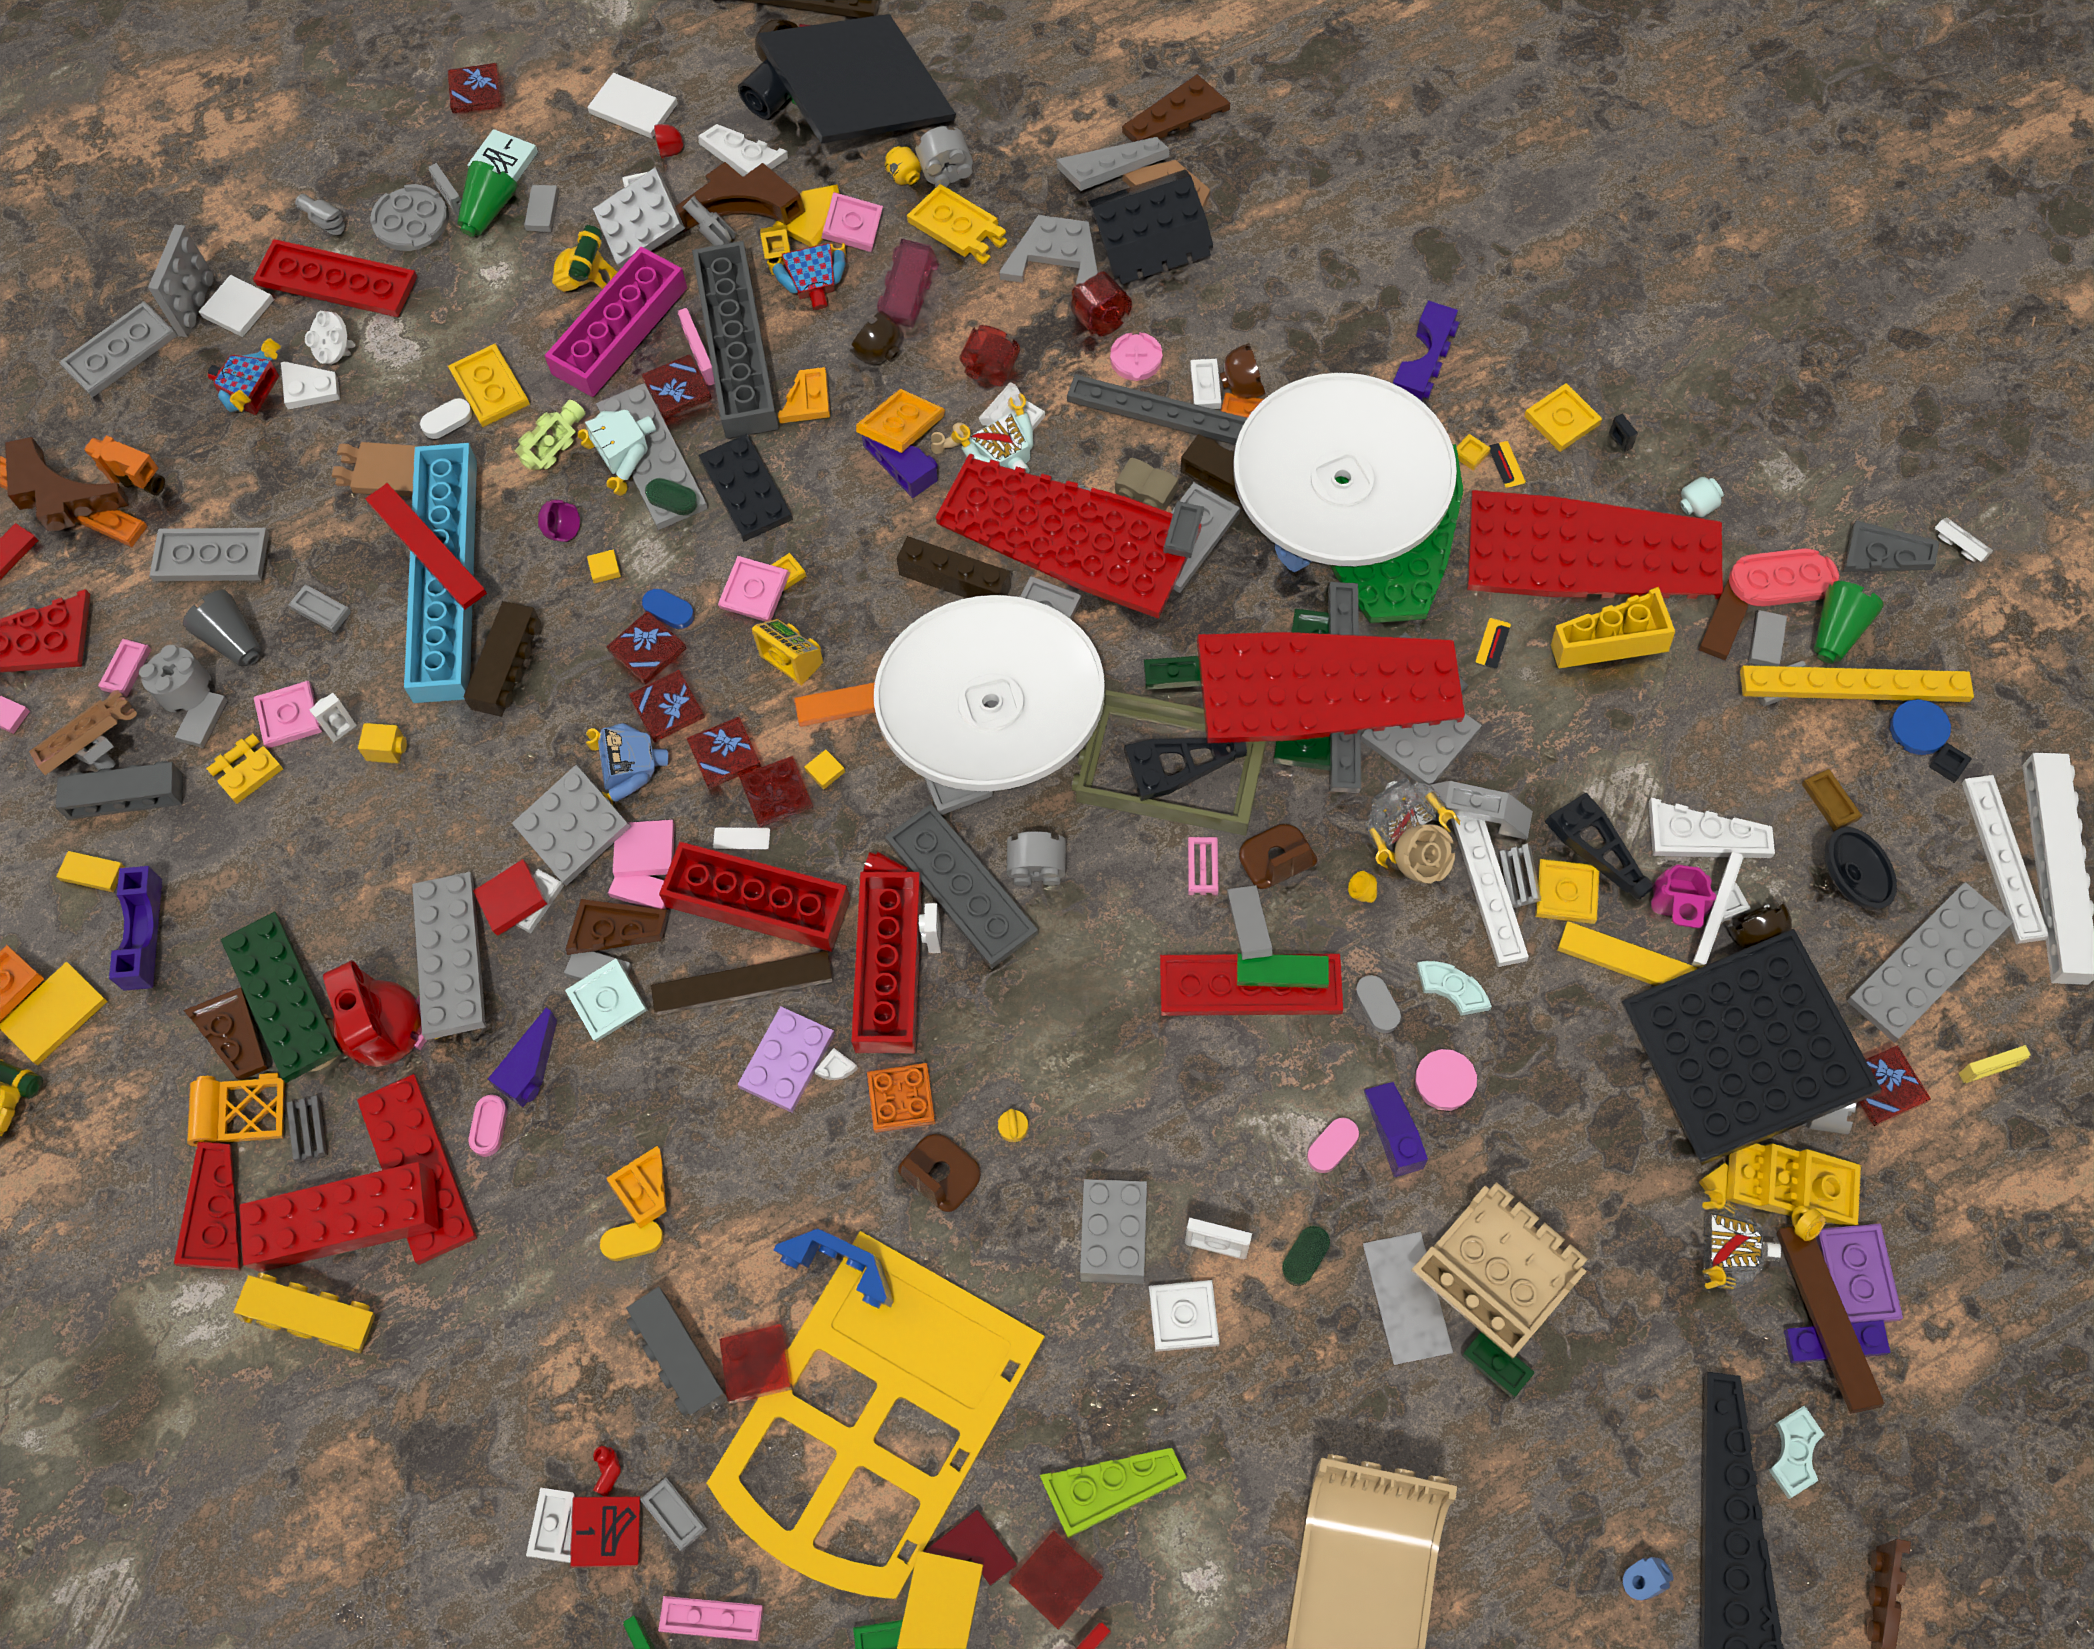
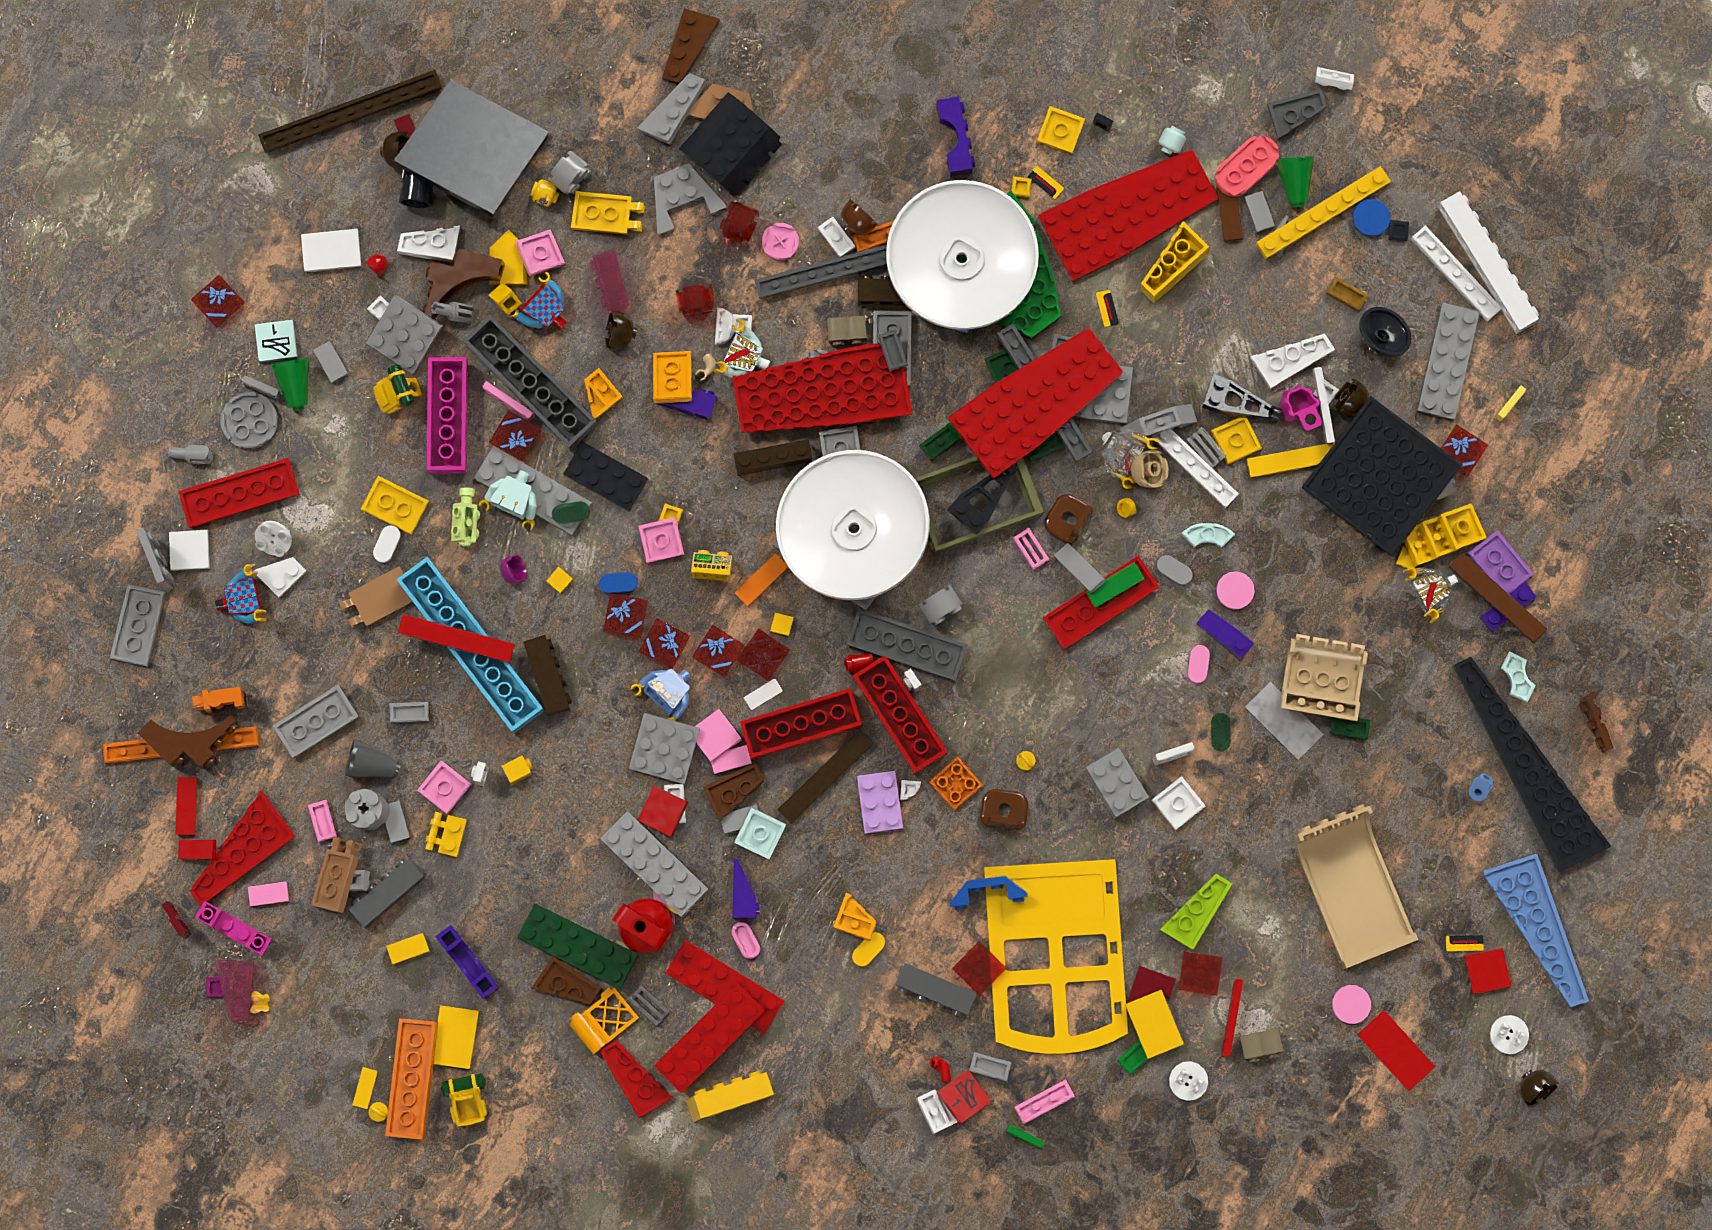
camera: 40 degrees left, 15 degrees up
(1809, 1224) = (1463, 554): yellow tile -> none

